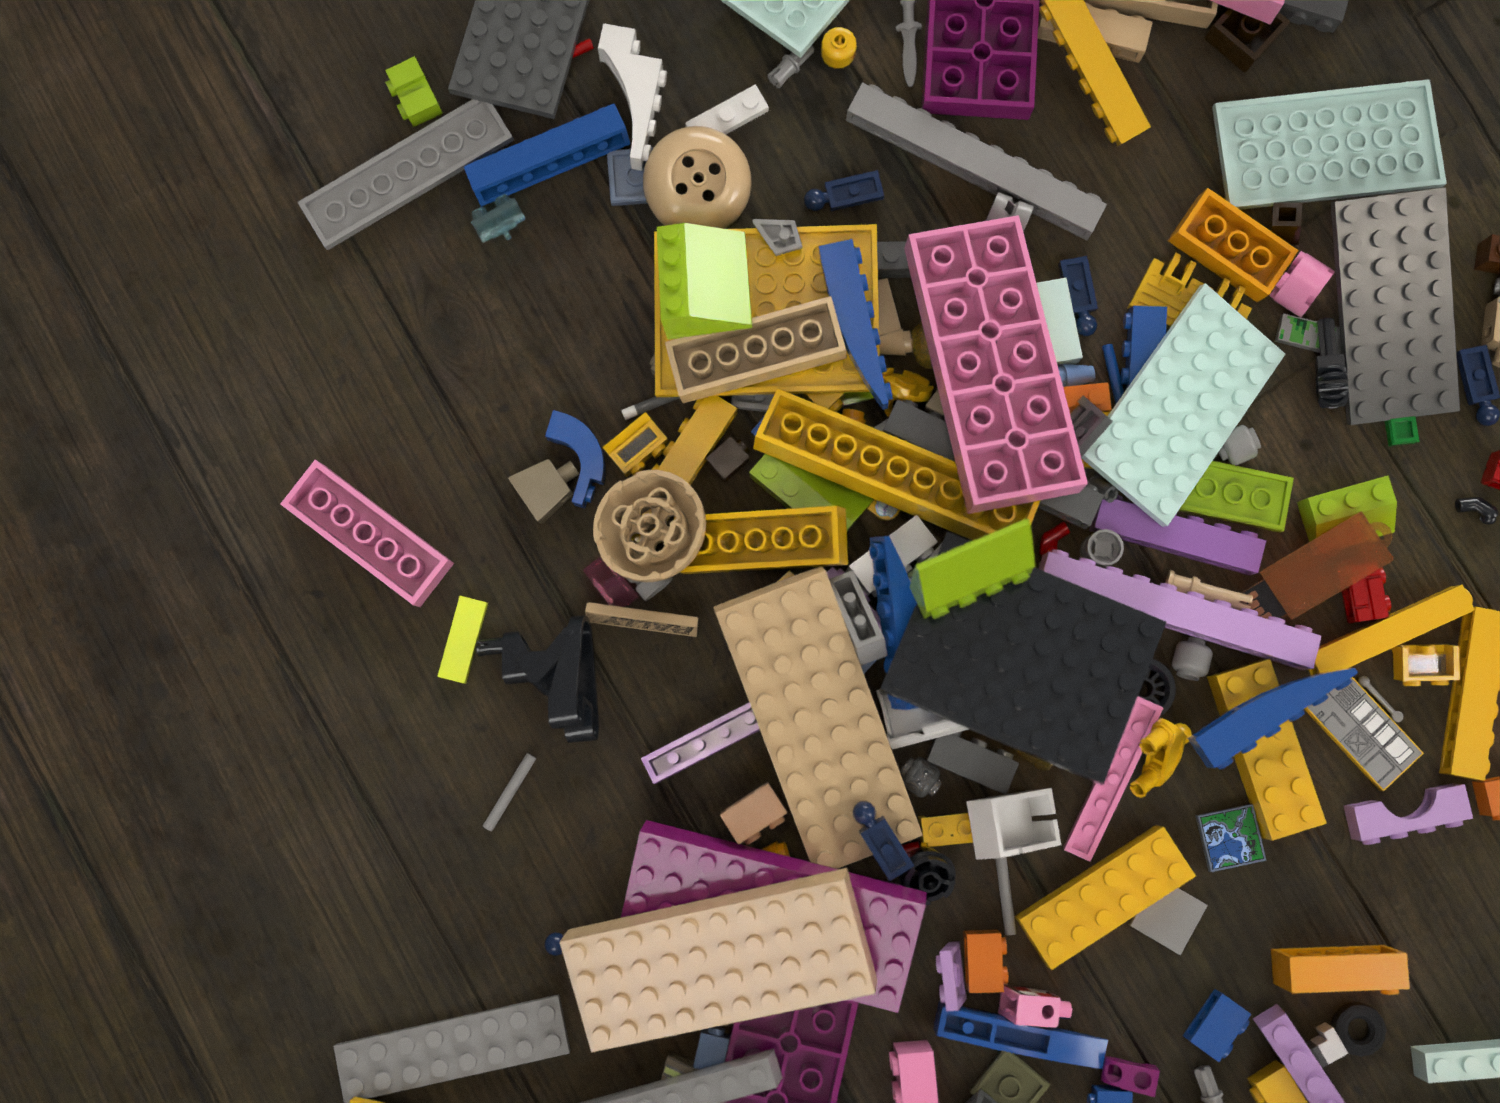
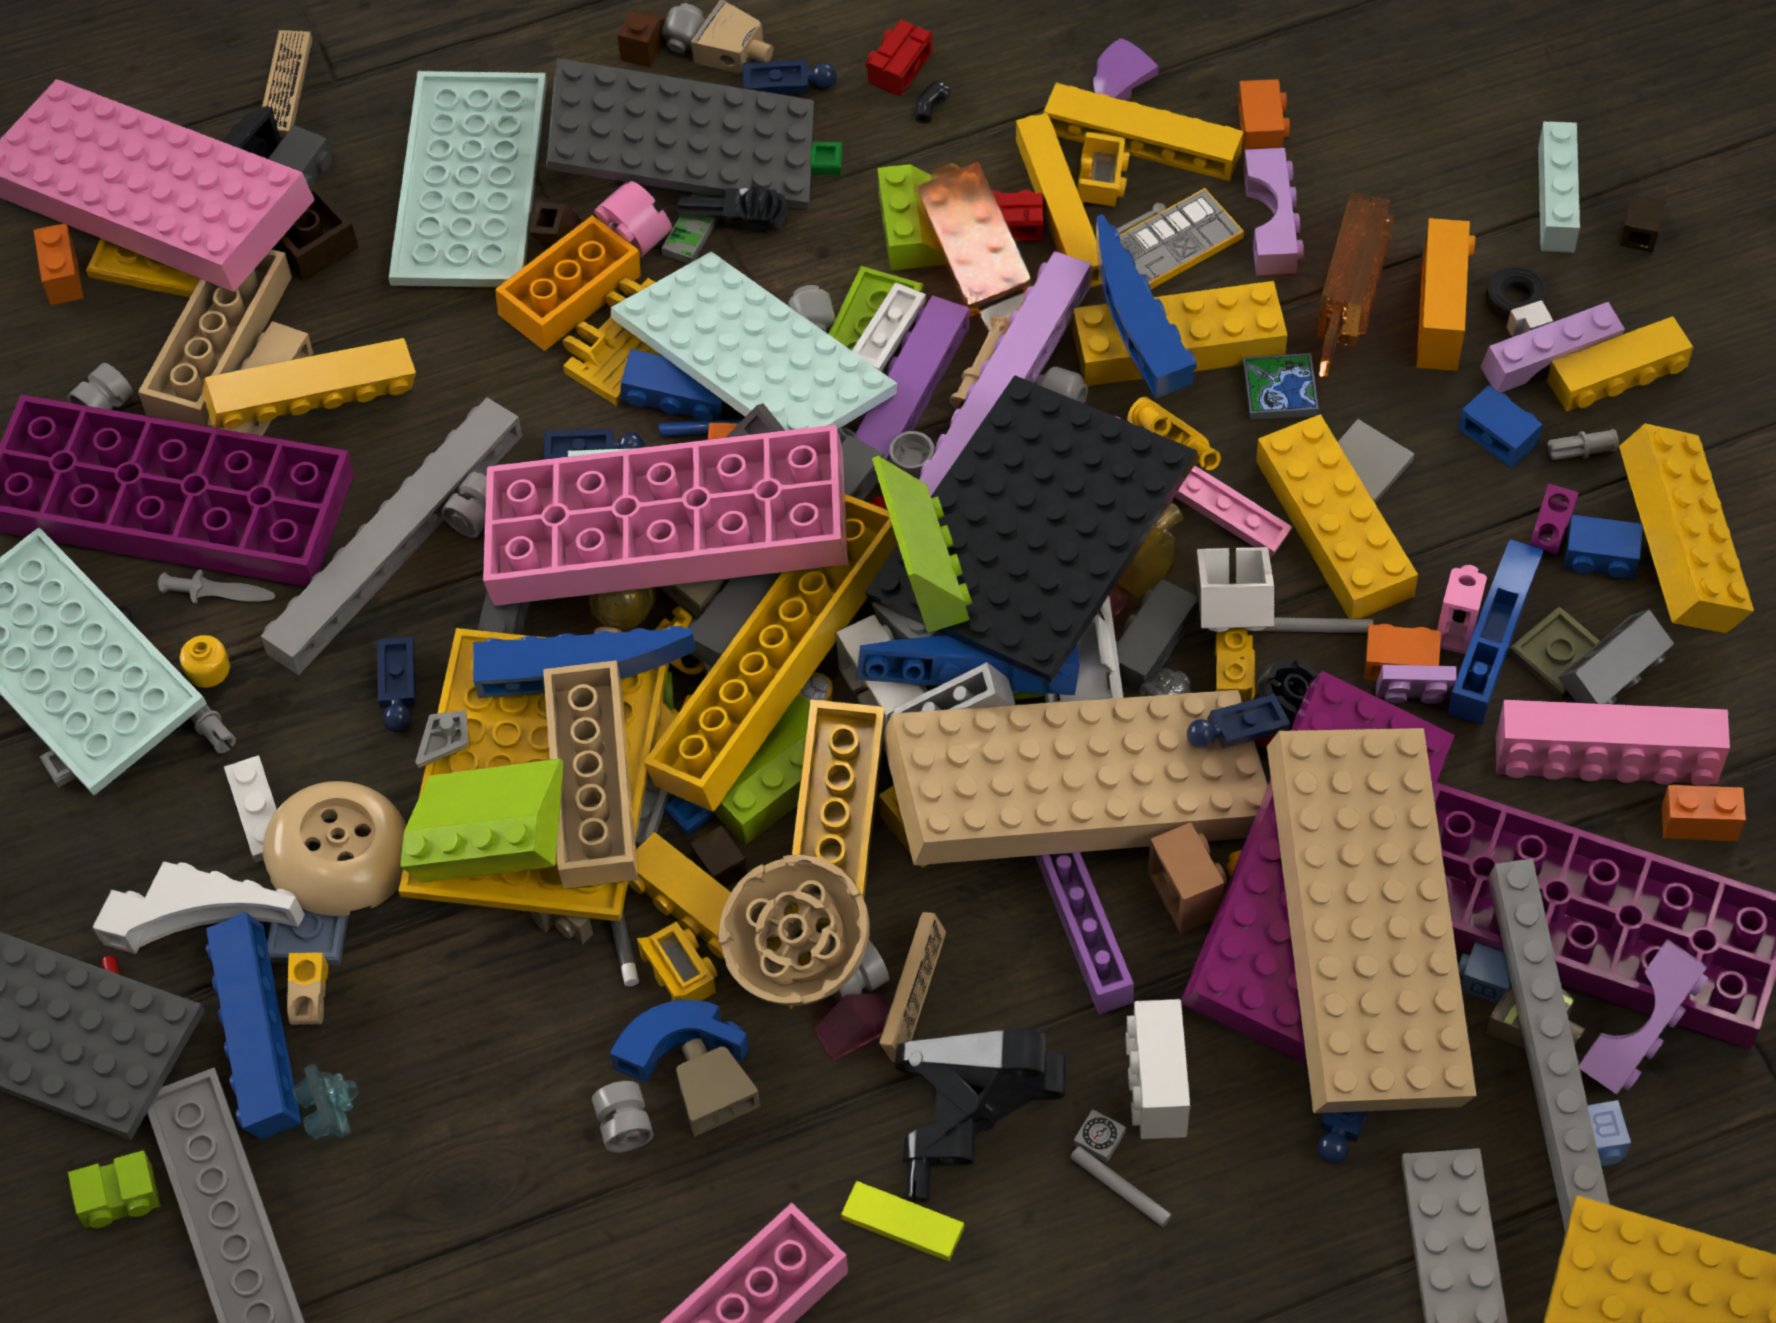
camera: 80 degrees left, 25 degrees down
(510, 428) = (622, 1116): none -> light grey wheel
(545, 771) = (1099, 1136): none -> light grey tile
(583, 185) = (306, 988): none -> leg
(591, 810) = (1158, 1069): none -> white piece
(1229, 509) = (889, 325): none -> white plate
(1349, 891) = (1354, 274): none -> clear orange piece

